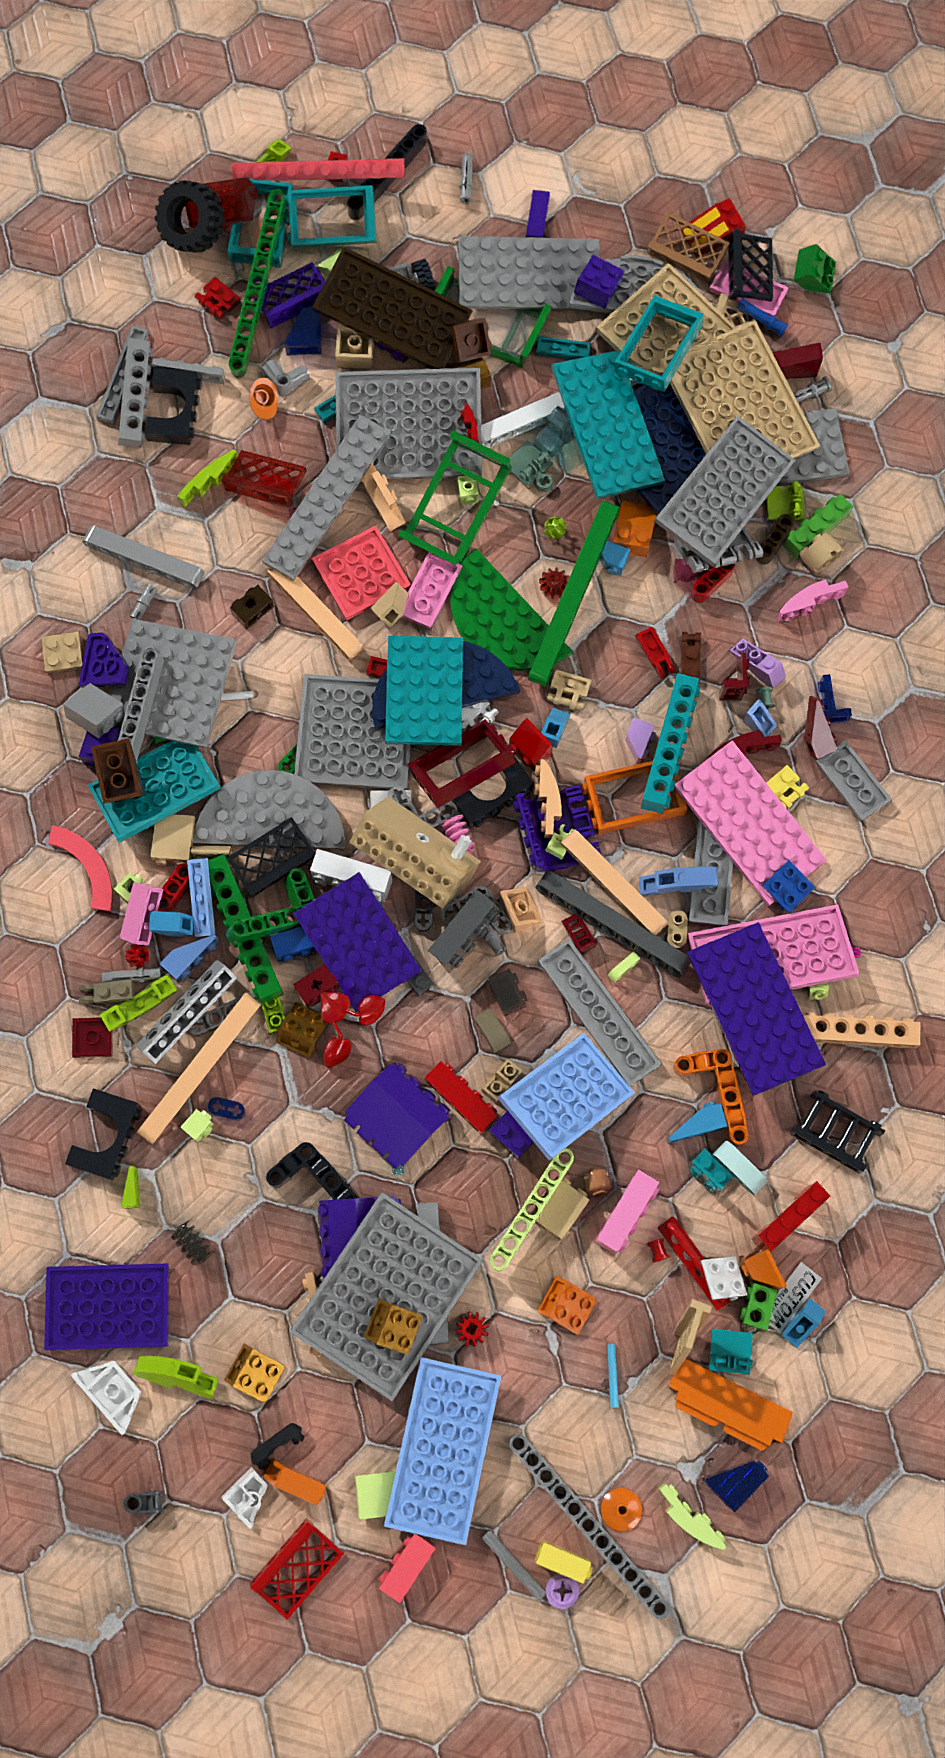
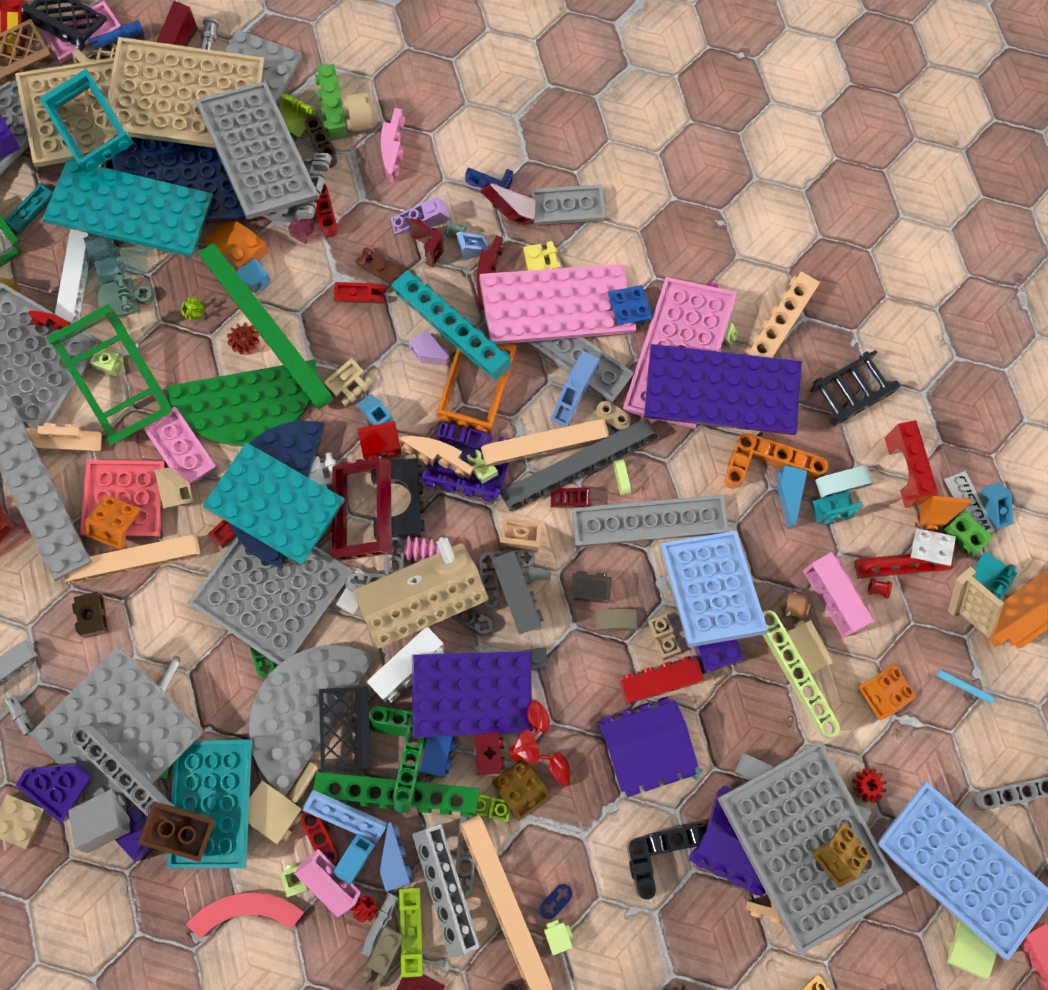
camera: 65 degrees left, 0 degrees up
(335, 574) = (110, 521): none -> orange bracket

